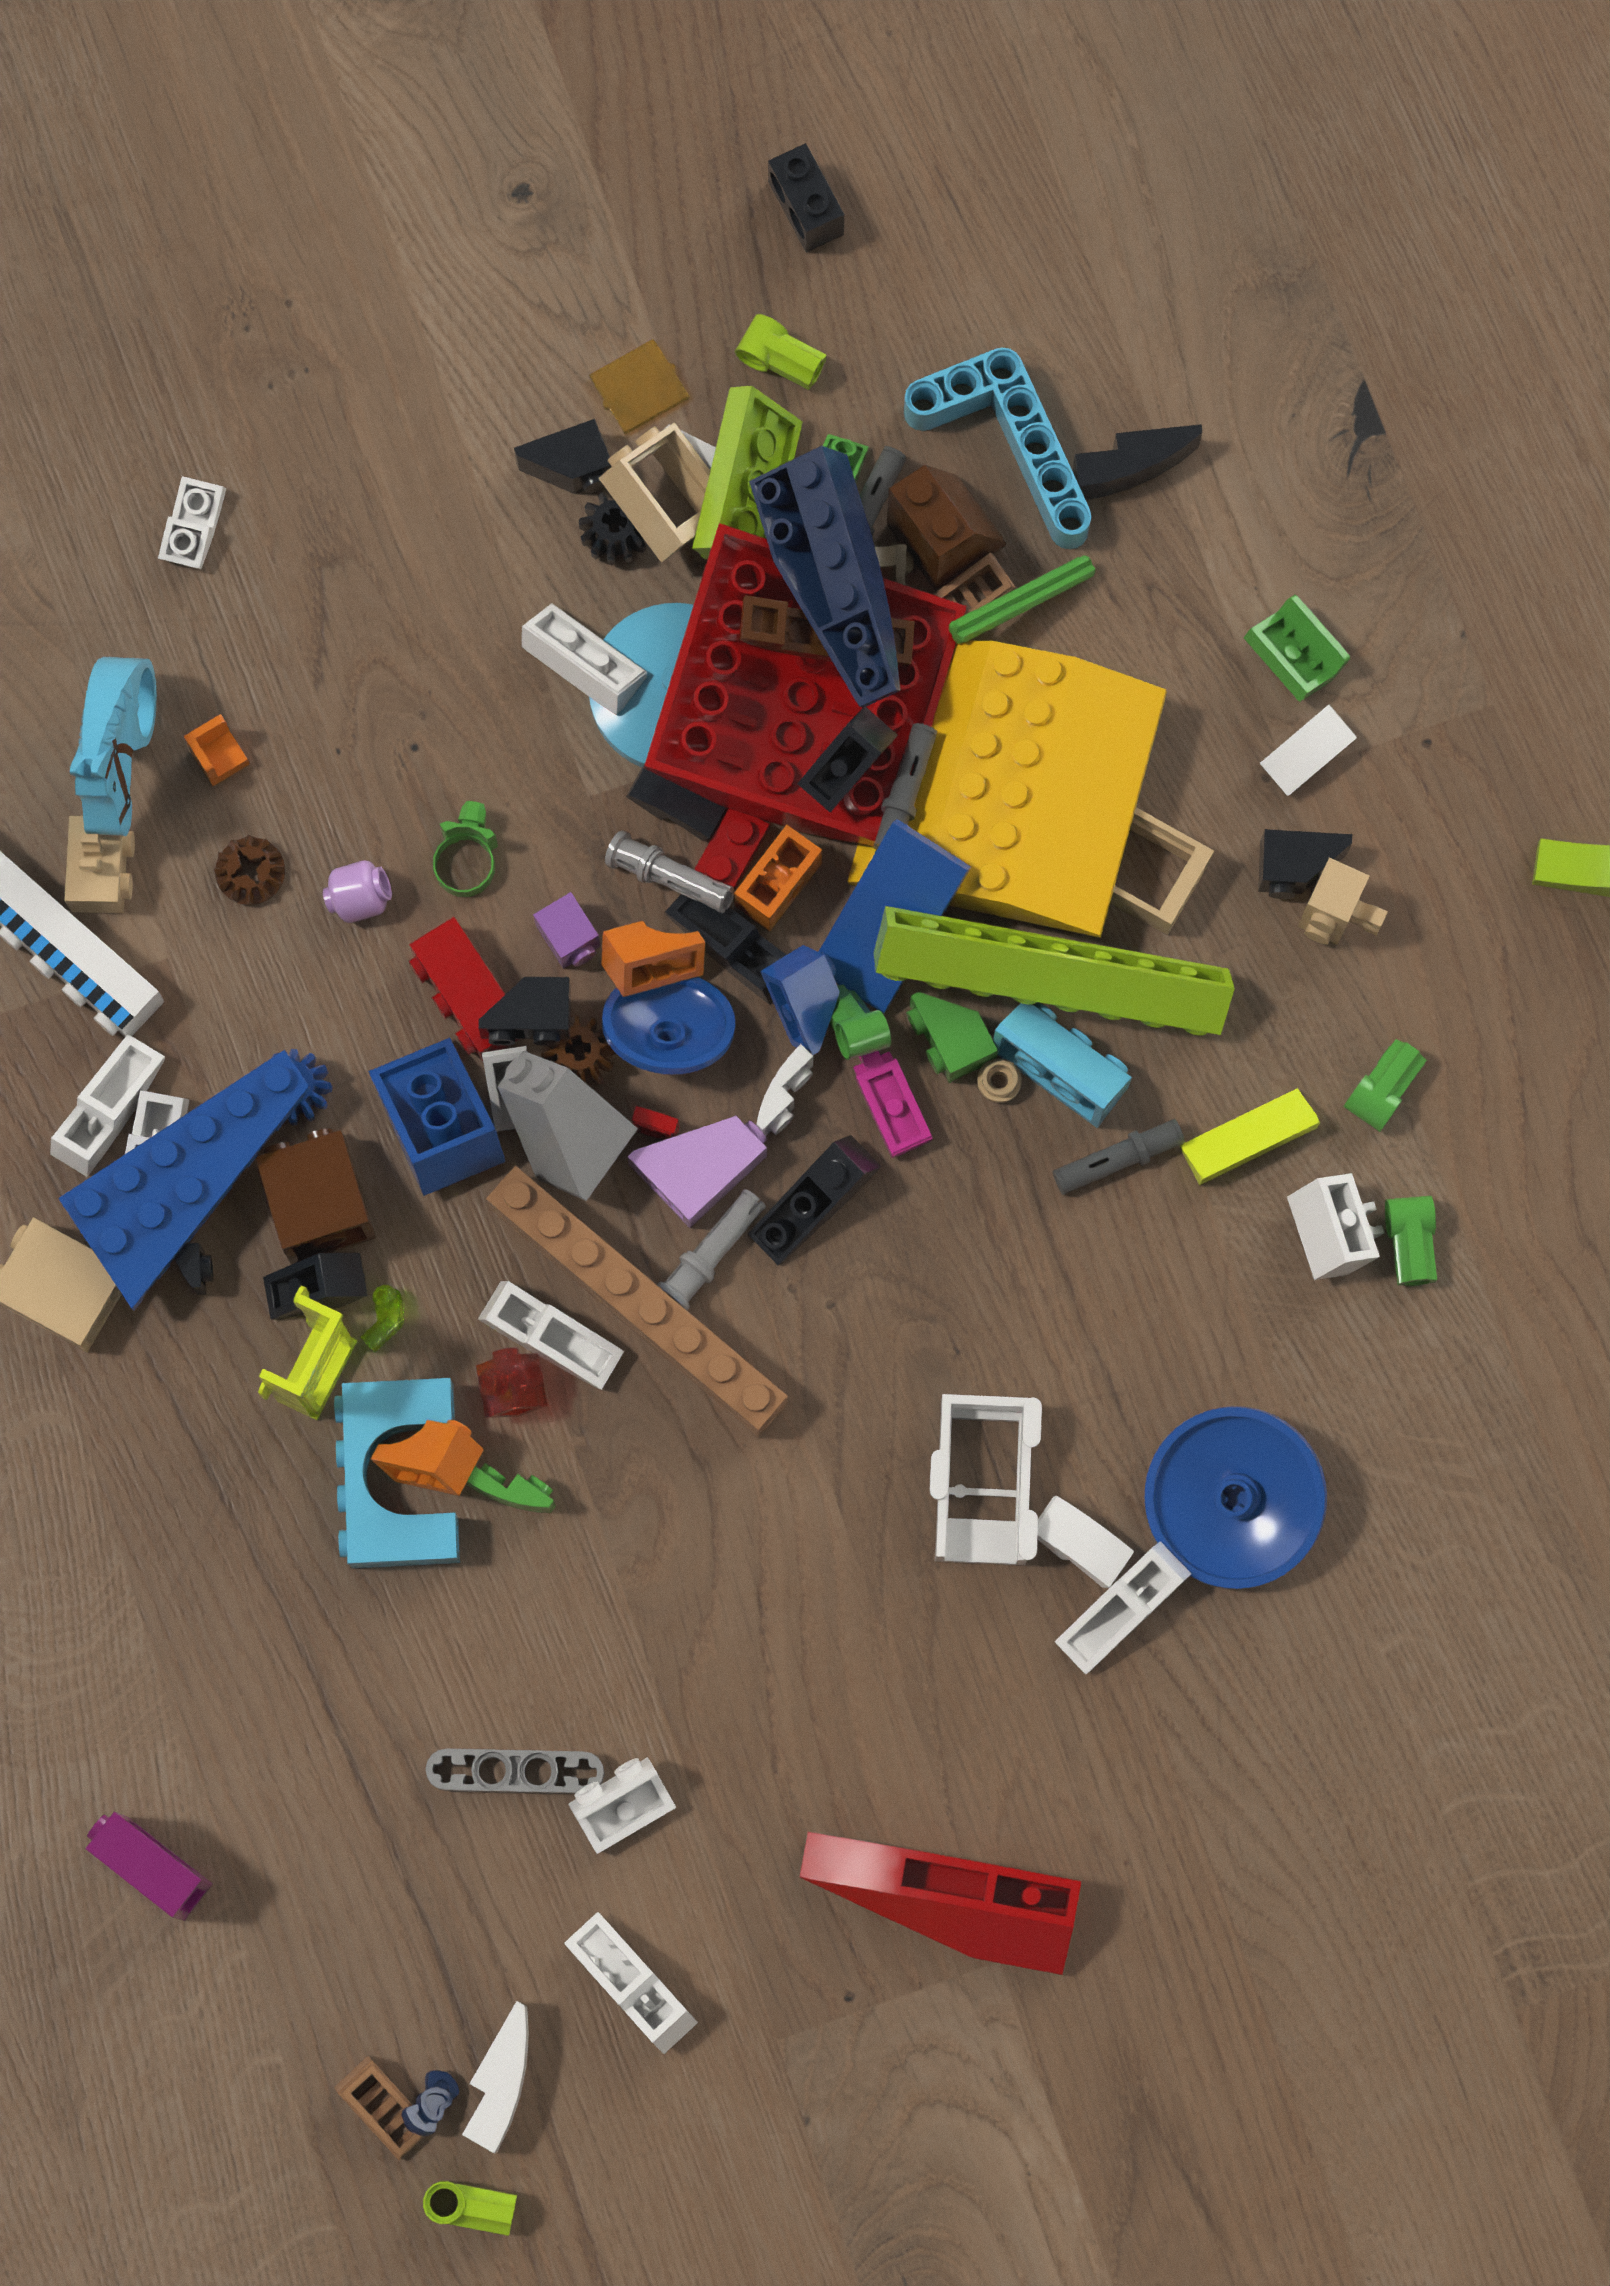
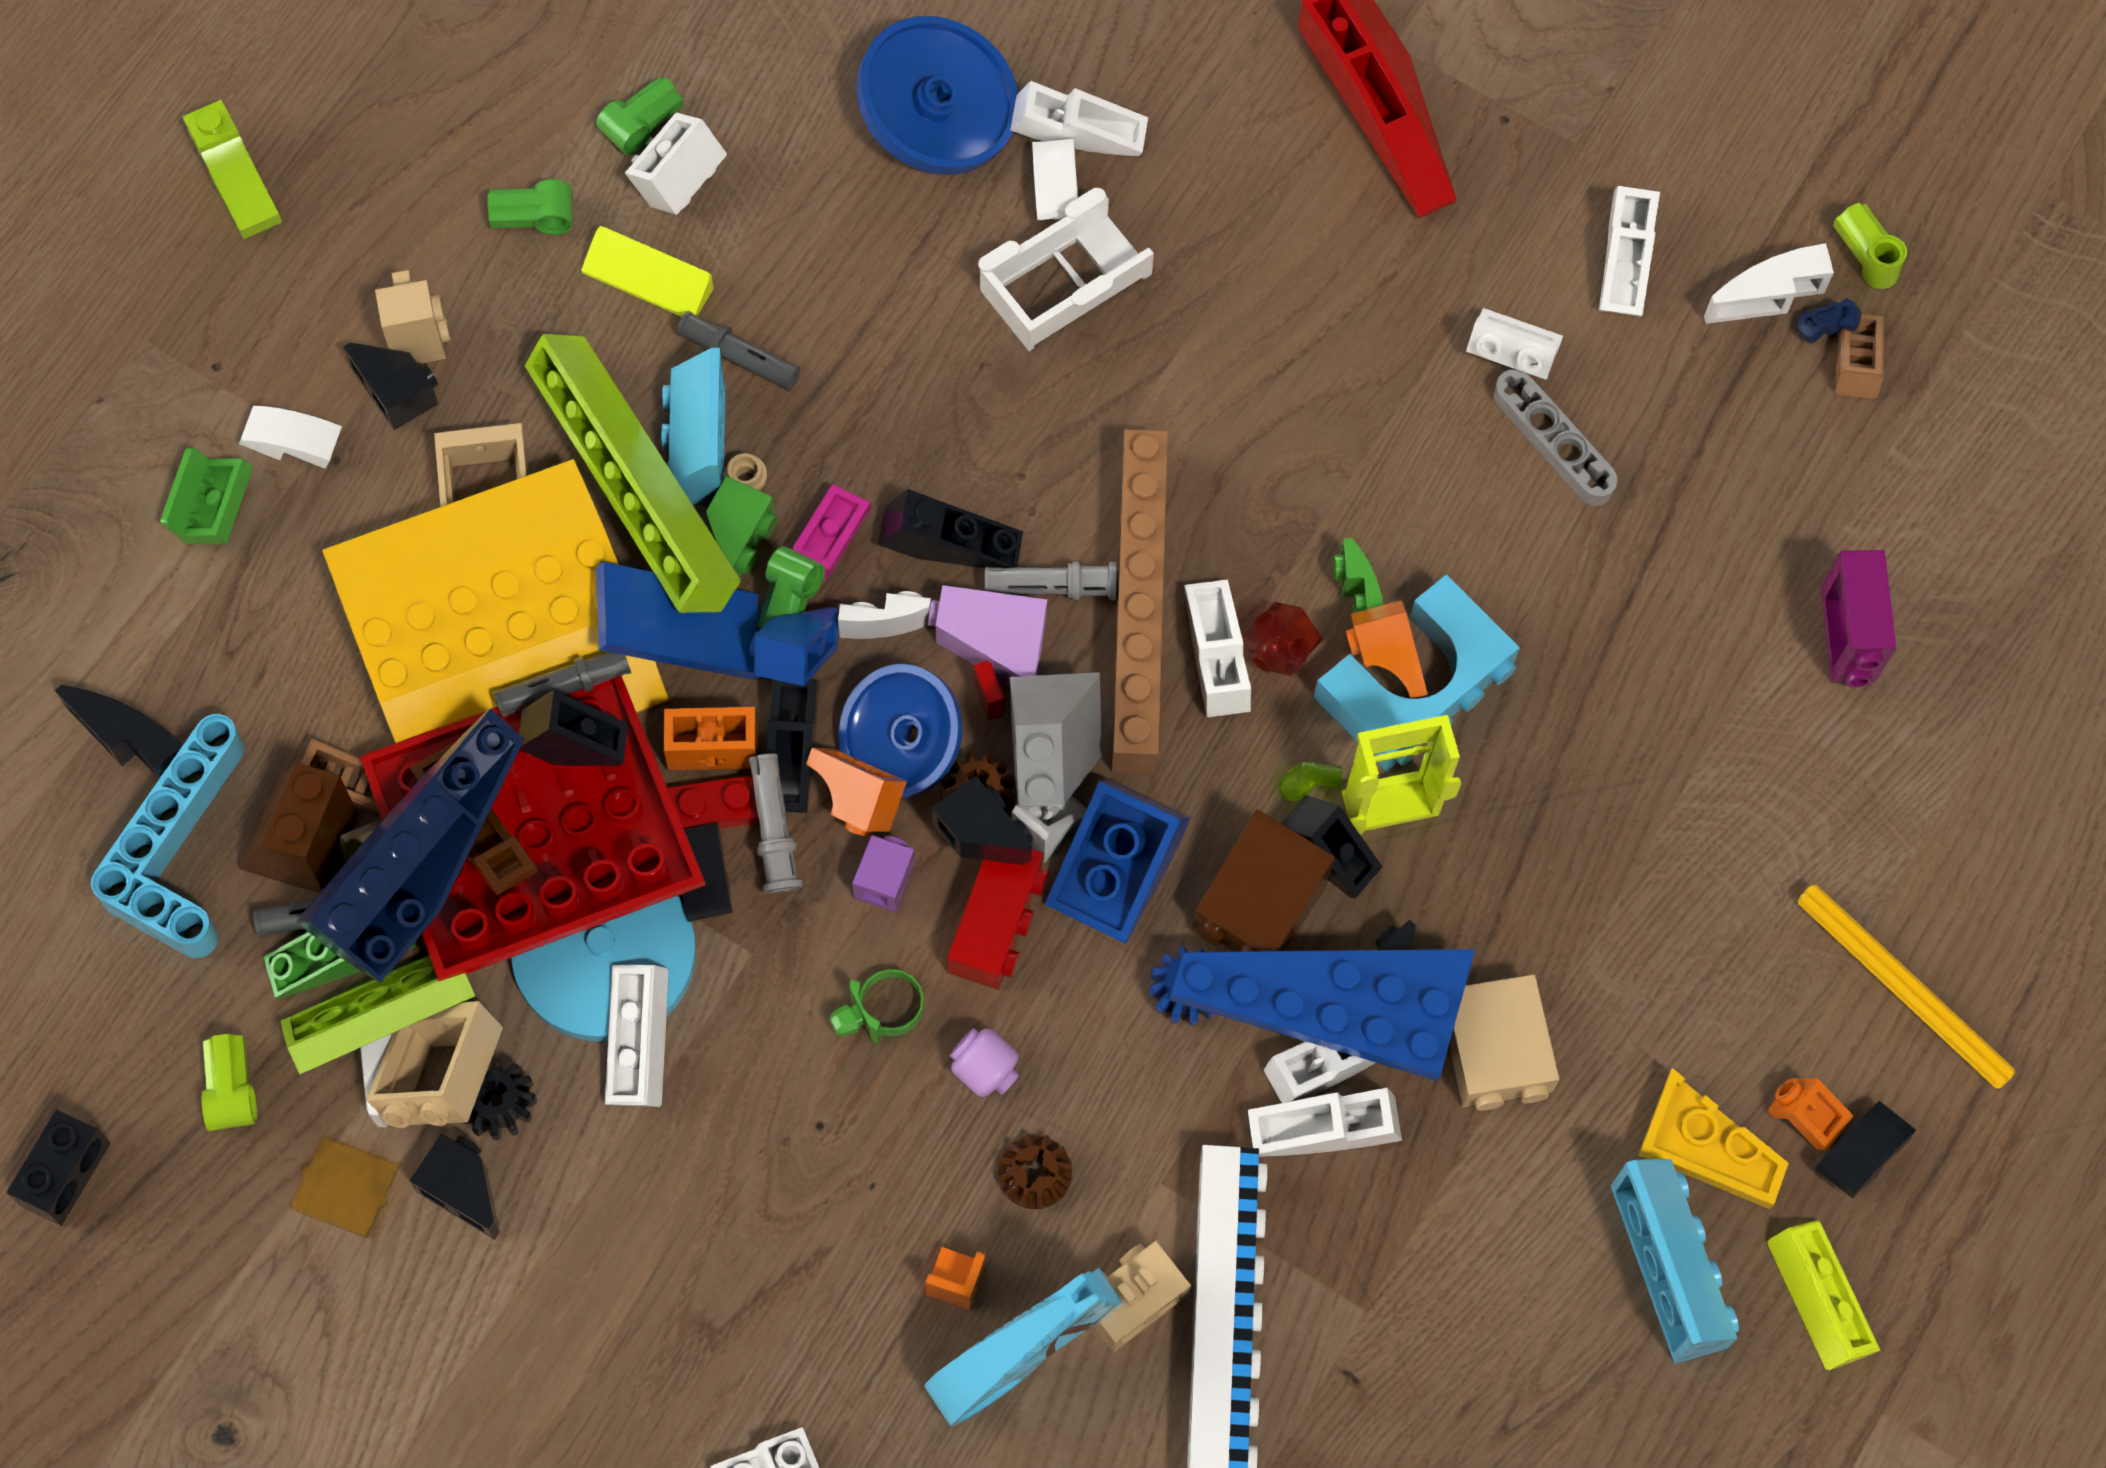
camera: 130 degrees left, 10 degrees down
(1021, 599) = (320, 723): bright green axle -> none

